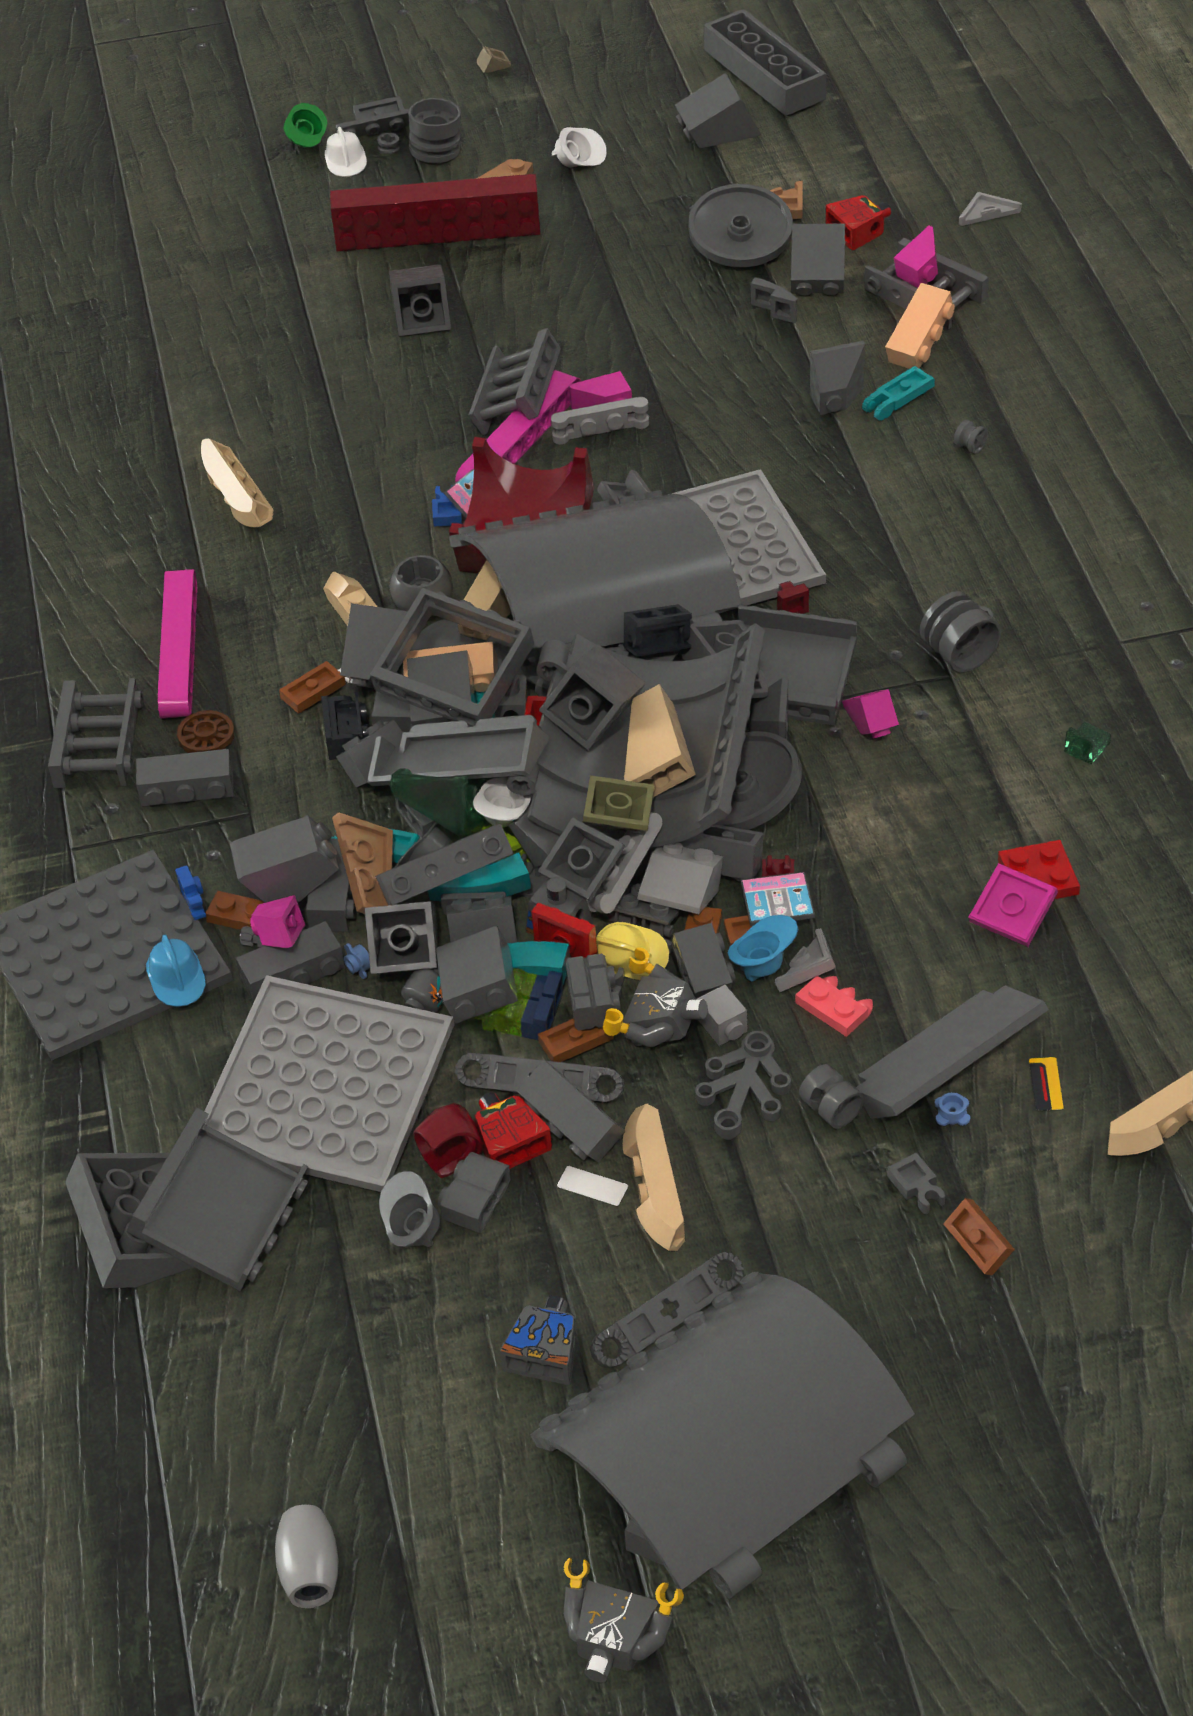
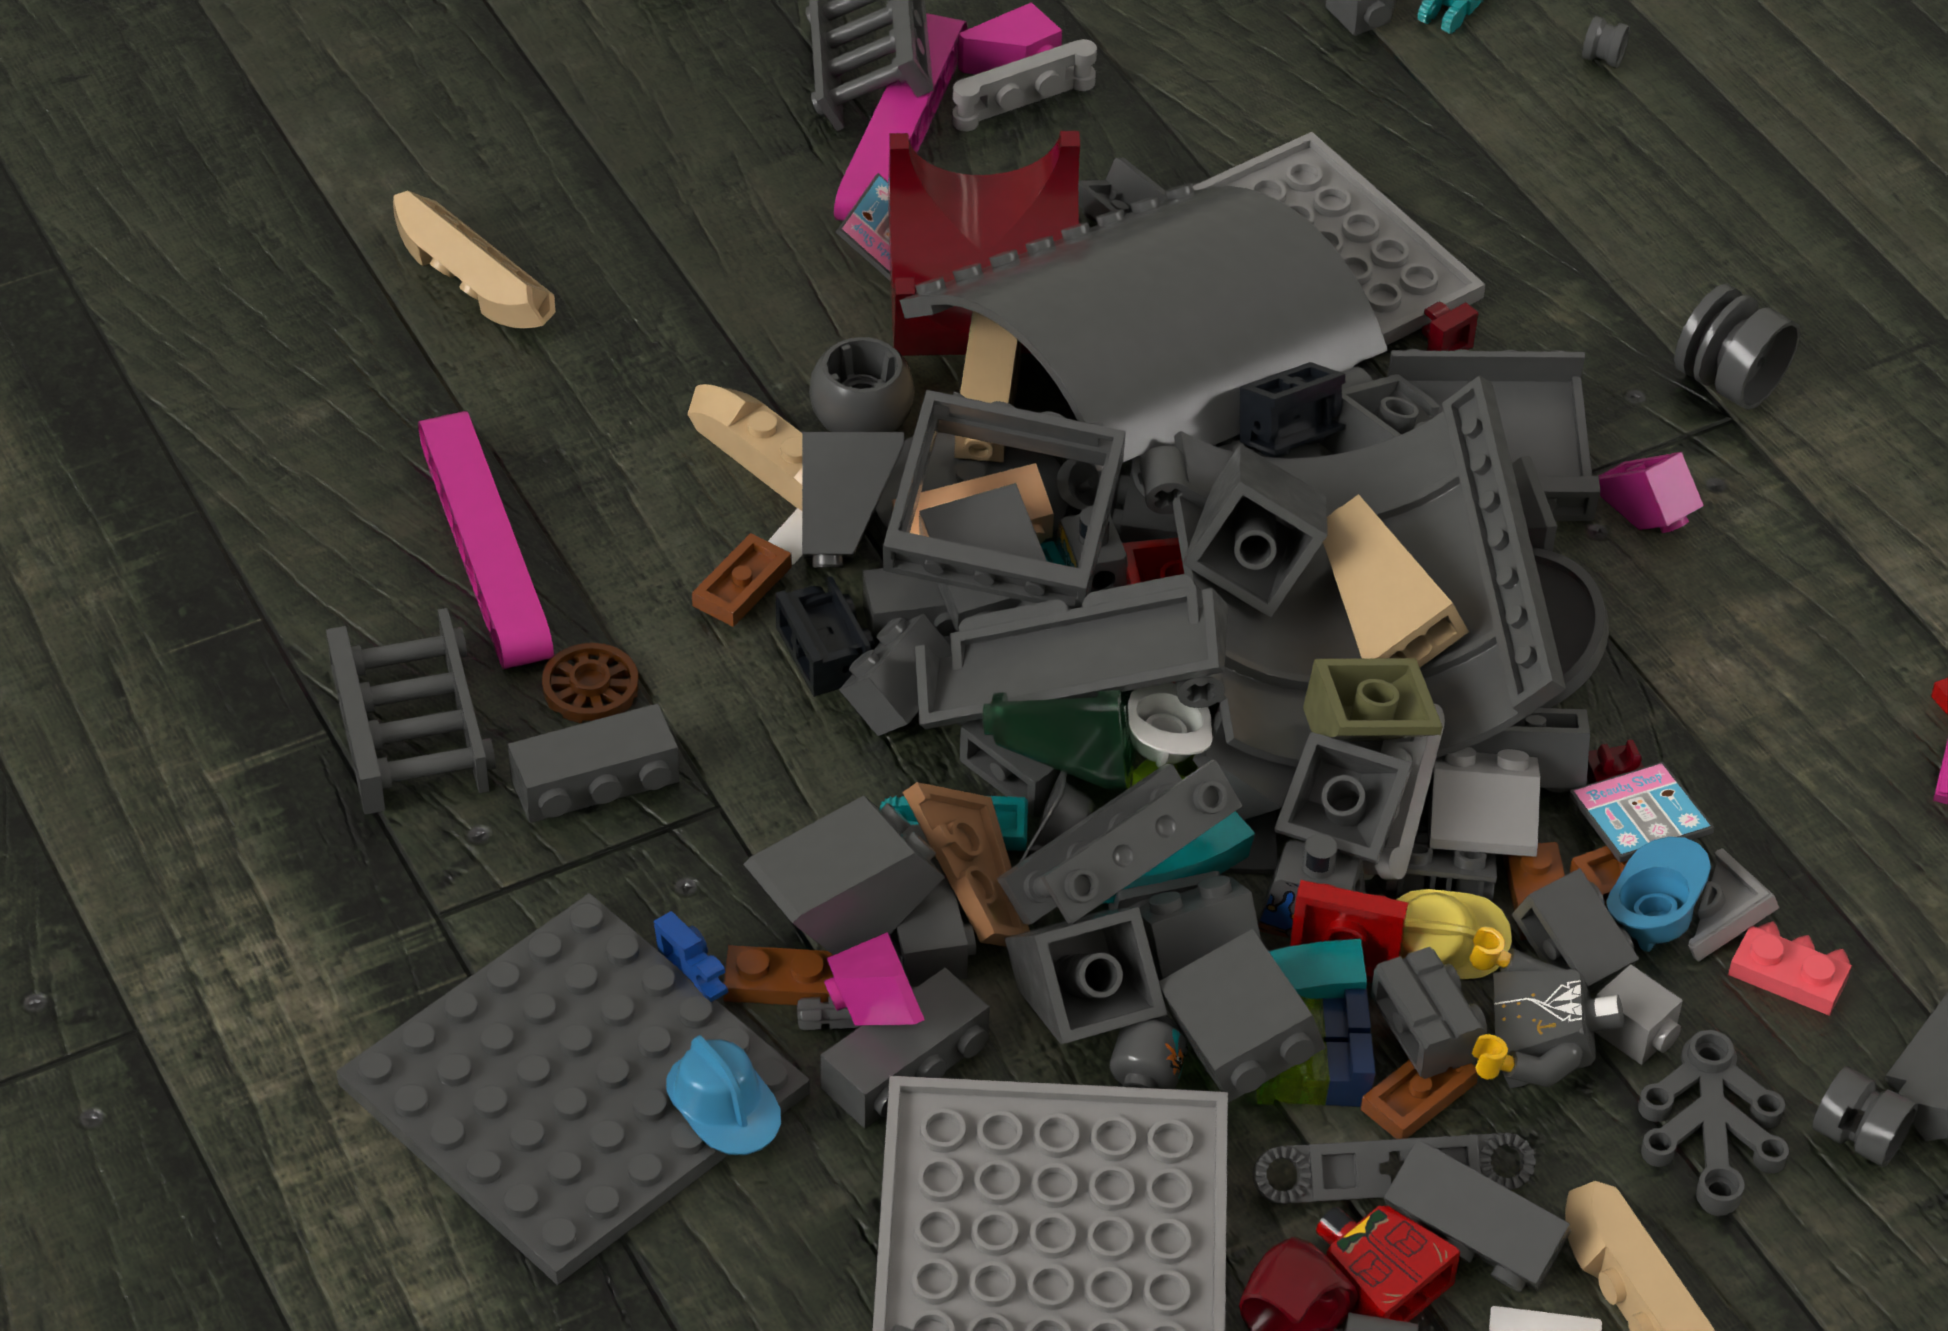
camera: 20 degrees left, 0 degrees up
(357, 960) = (1014, 1023): medium blue plate -> none
(444, 510) = (834, 258): blue plate -> none

